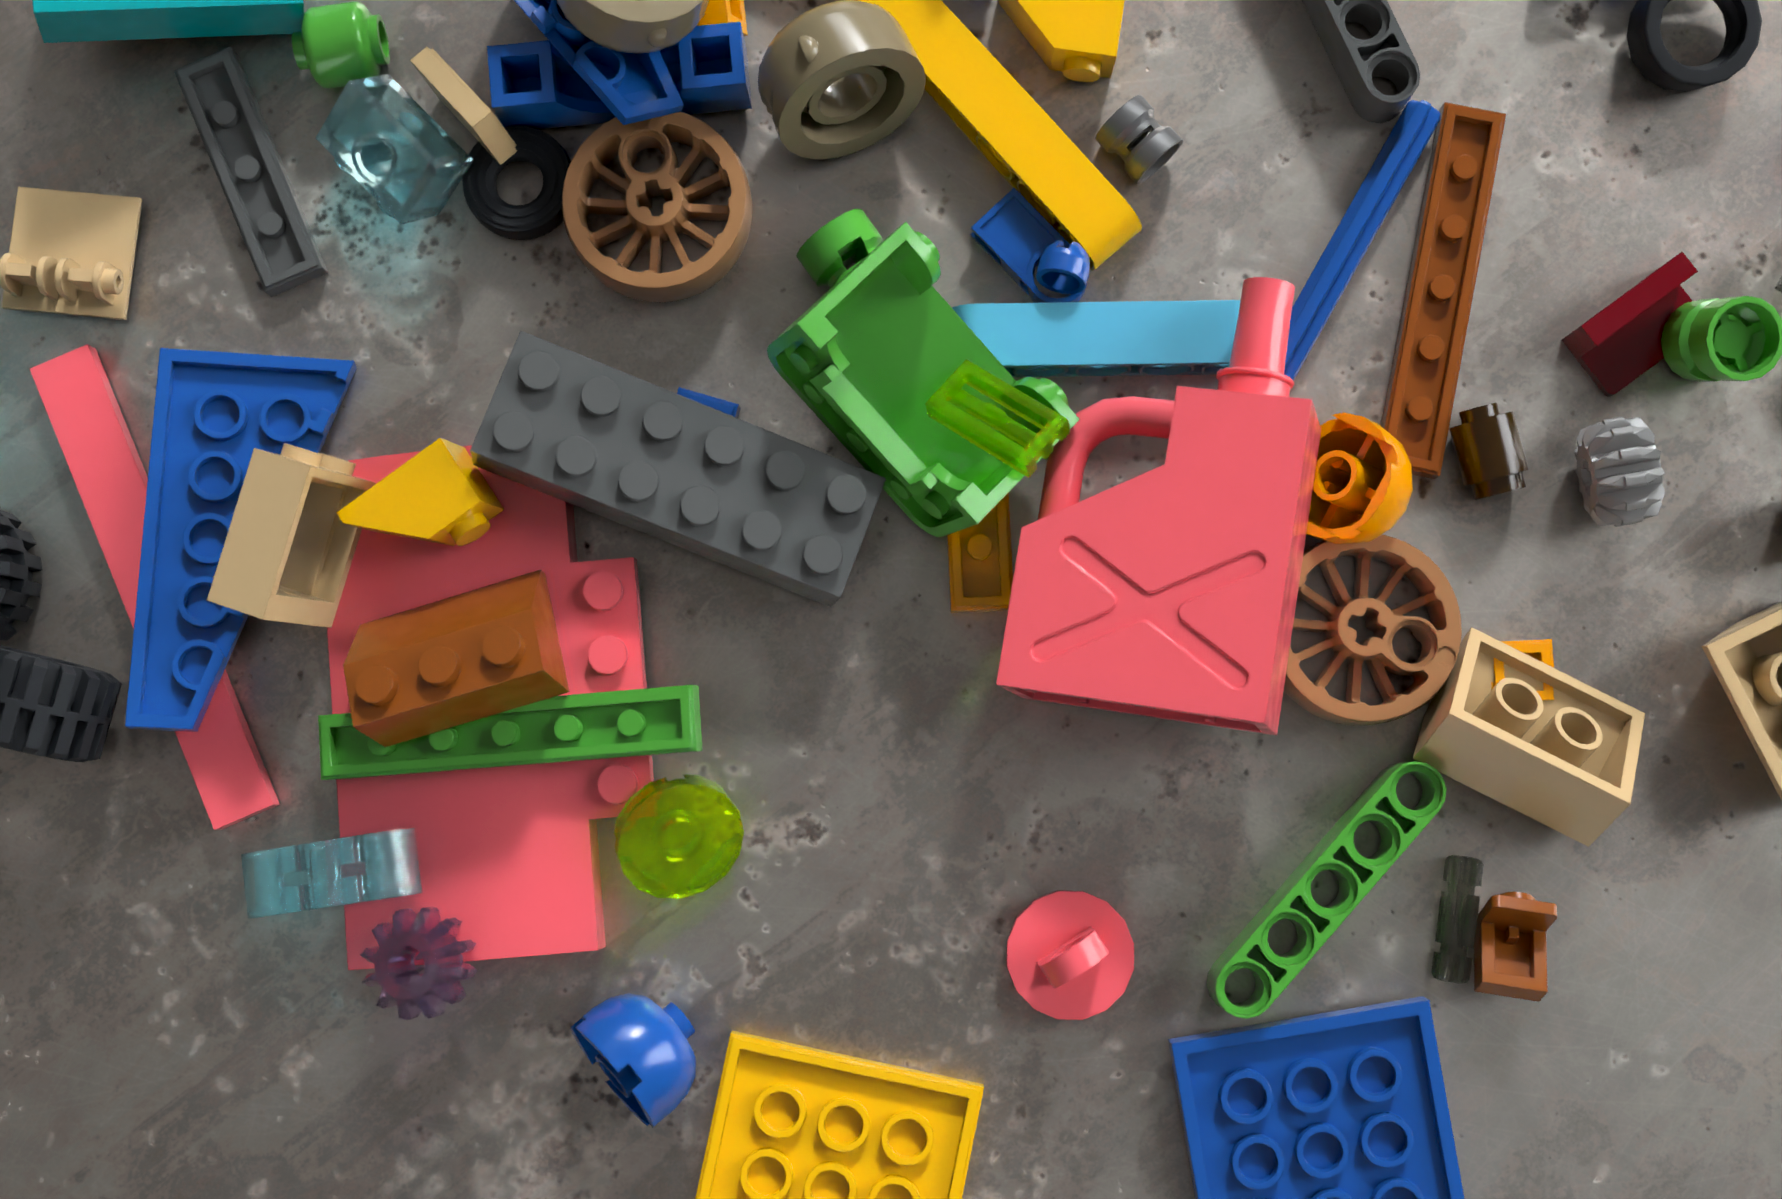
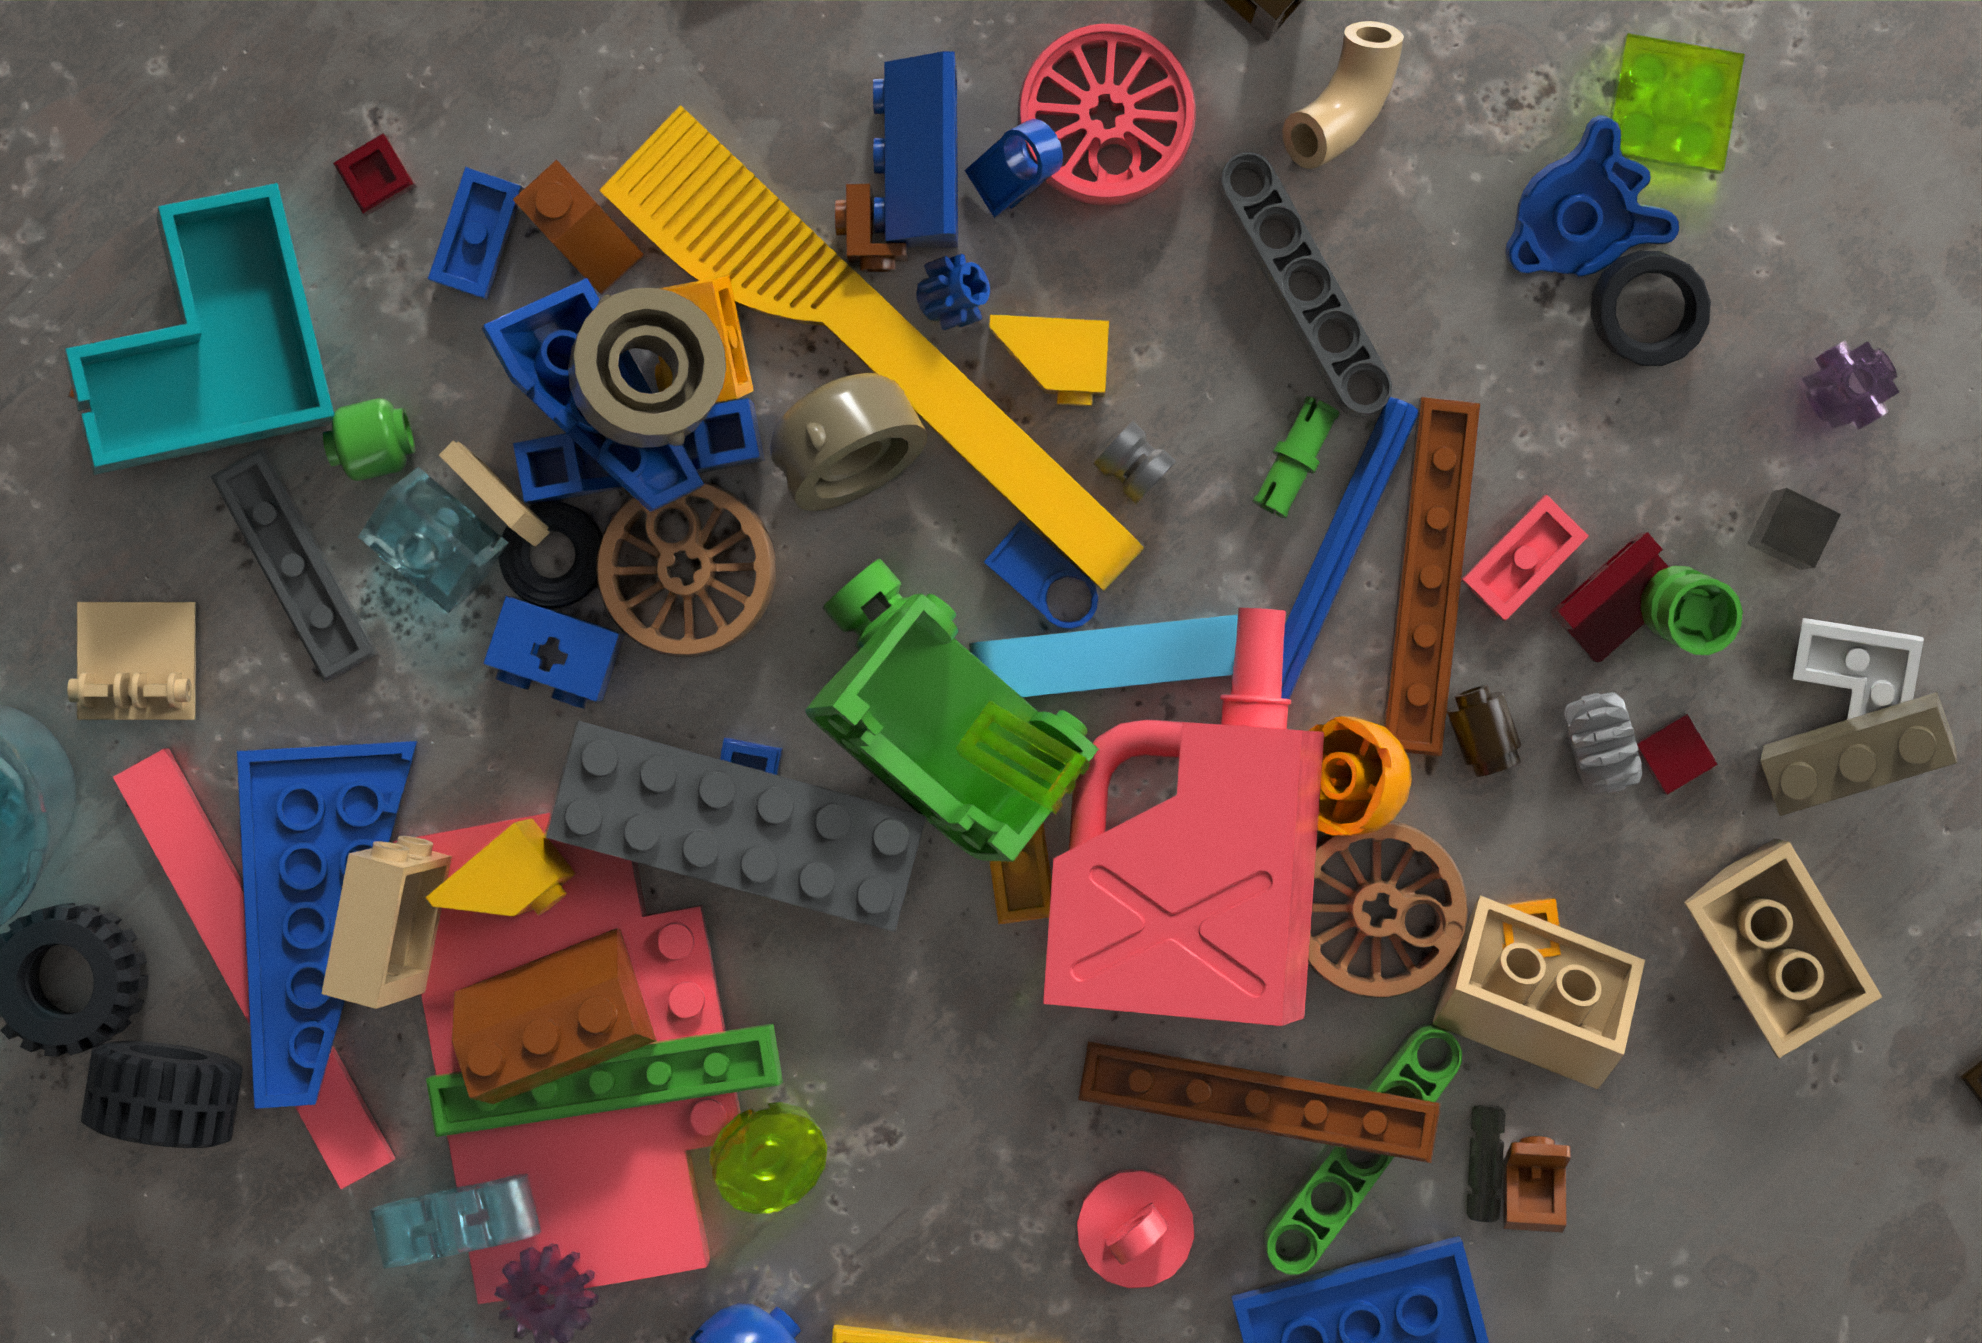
camera: 15 degrees left, 5 degrees up
(484, 252) = (589, 647): none -> blue brick
(1064, 268) = (1073, 600): blue hinge -> none
(1223, 825) = (1260, 1102): none -> dark orange tile
(1308, 151) = (1296, 457): none -> bright green pin
(1543, 275) = (1524, 557): none -> coral plate
(1693, 498) = (1675, 754): none -> dark red tile

